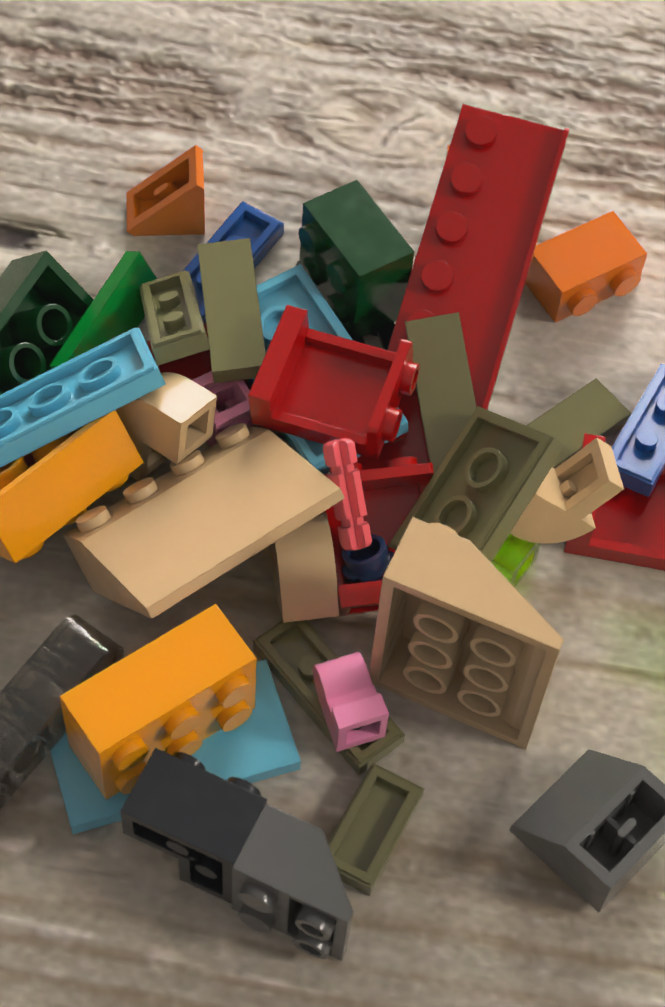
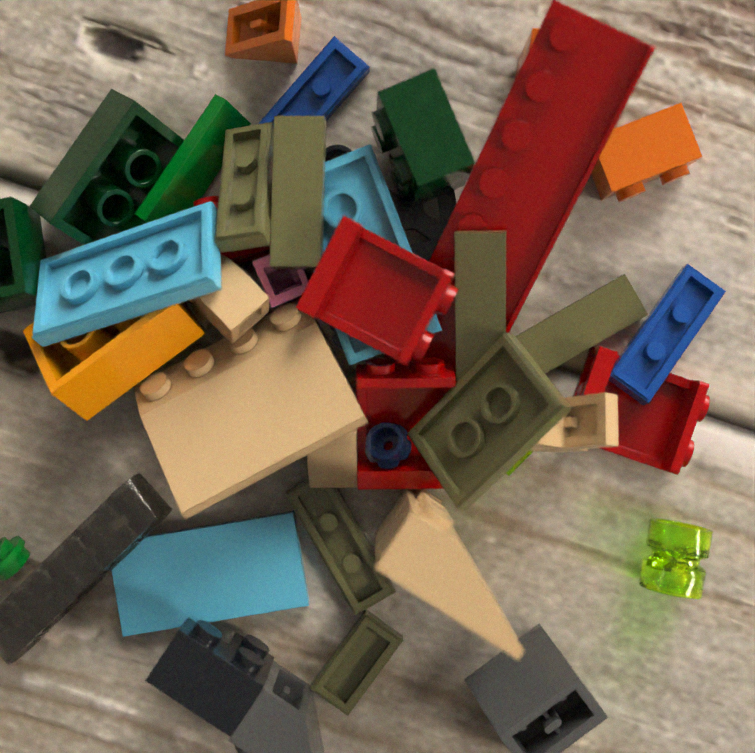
camera: 10 degrees right, 30 degrees up
(161, 699) = (191, 576): light orange brick -> none
(350, 701) = (352, 572): bright pink leg -> none
(354, 531) = (374, 401): coral axle -> none

